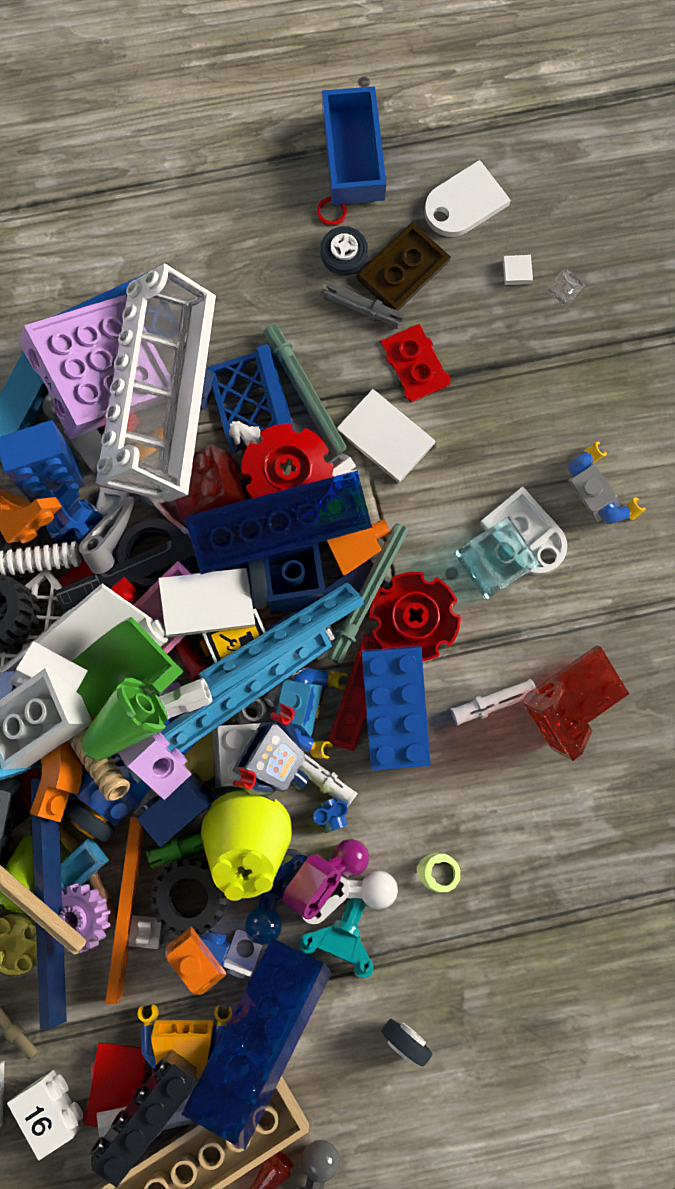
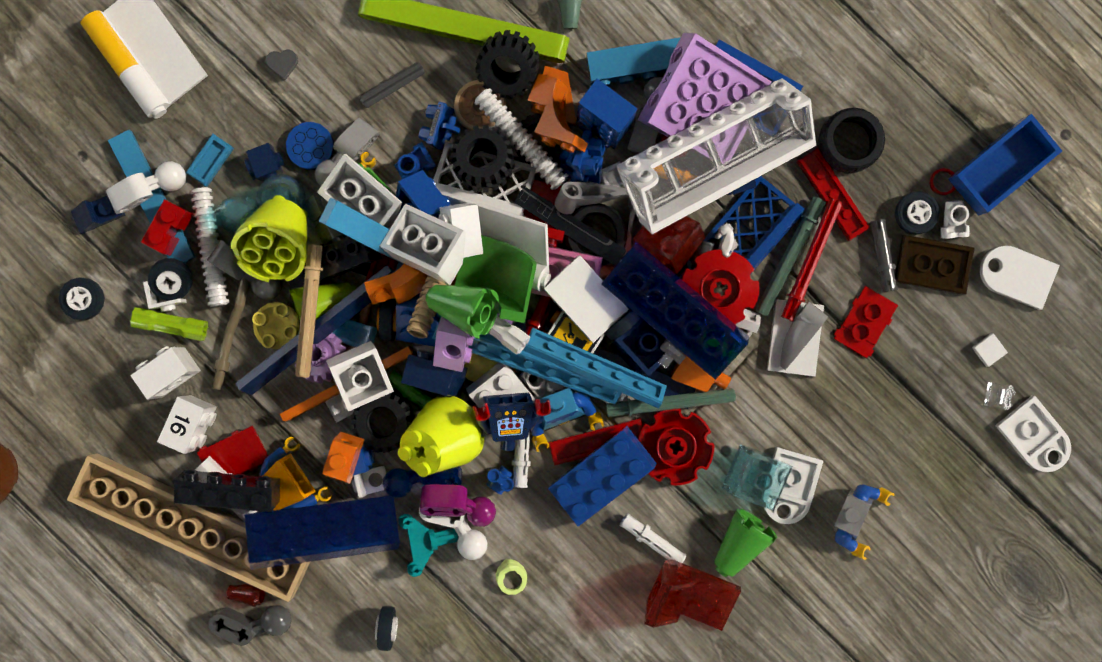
camera: 55 degrees right, 10 degrees up
(123, 886) = (359, 375): none -> white brick
(232, 238) = (872, 127): none -> black tyre
(266, 312) = (827, 187): none -> red tile
(317, 554) = (671, 353): none -> clear tile
(341, 400) = (800, 287): none -> red axle
(371, 219) = (955, 225): none -> white plate
(383, 424) = (801, 332): none -> light grey piece
(554, 615) = (742, 543): none -> bright green cone
(625, 280) = (1035, 434): none -> white tile

